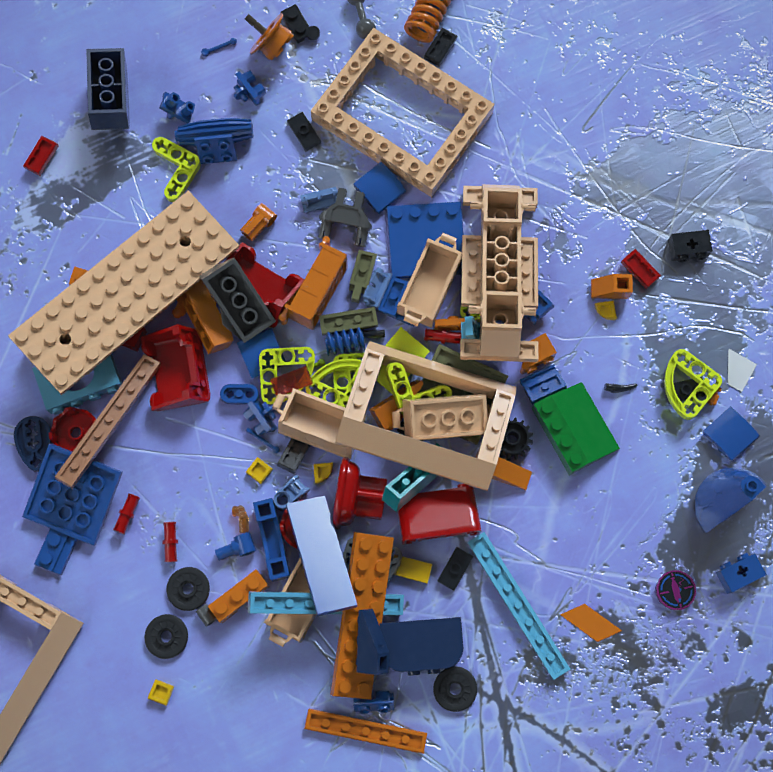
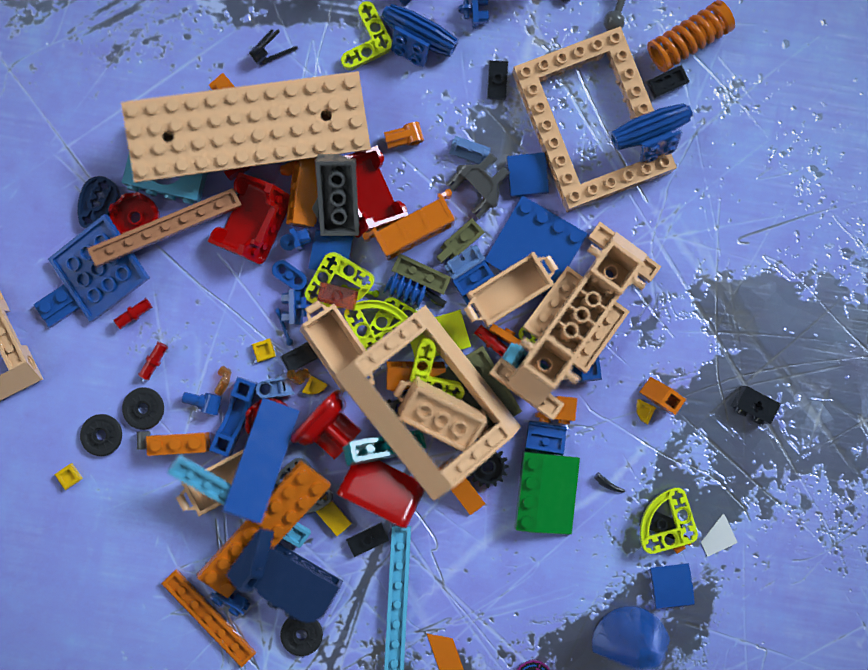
camera: 30 degrees right, 10 degrees up
(93, 234) = (259, 53): none -> black plant
(225, 359) = (296, 240): none -> blue hips
(303, 471) = (299, 376): none -> clear orange arm
(457, 85) = (653, 131): none -> blue plate
(640, 268) = (699, 396): red plate -> none

